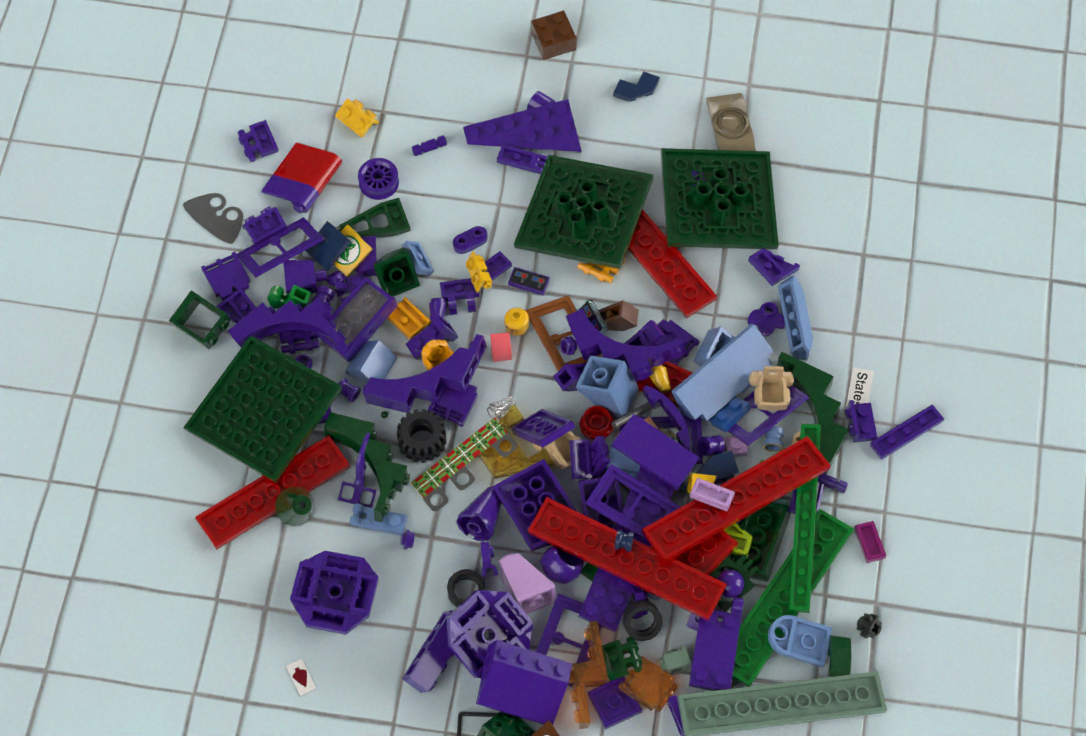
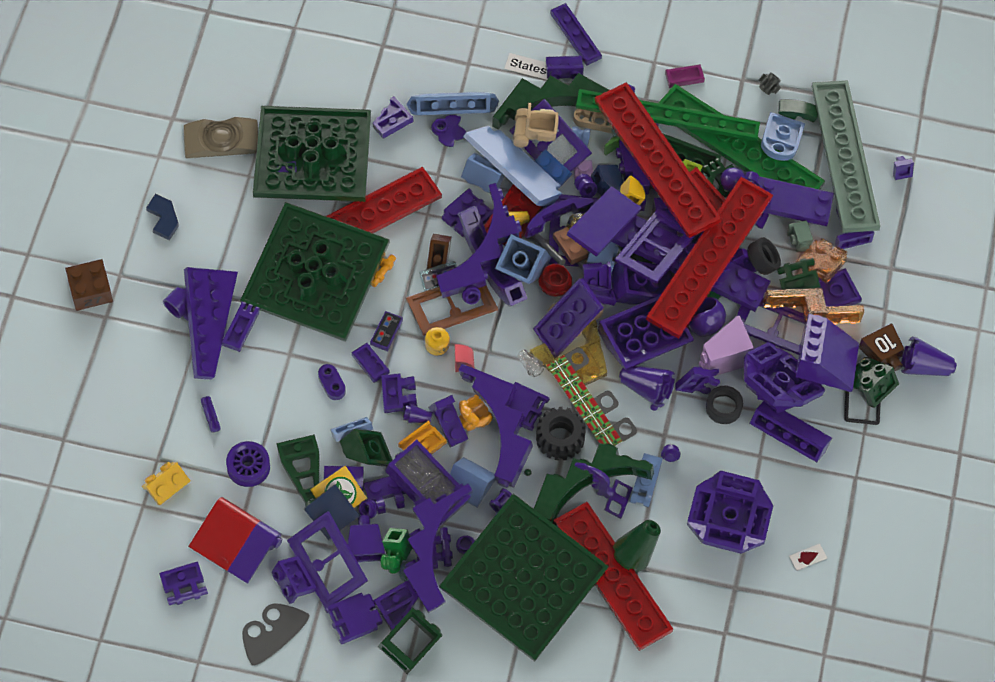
camera: 90 degrees left, 0 degrees up
(324, 294) = (390, 520): dark purple wheel -> none
(477, 270) = (378, 372): yellow hinge -> none
(624, 540) = (699, 250): dark blue wheel -> none
(712, 494) = (657, 173): lavender plate -> none

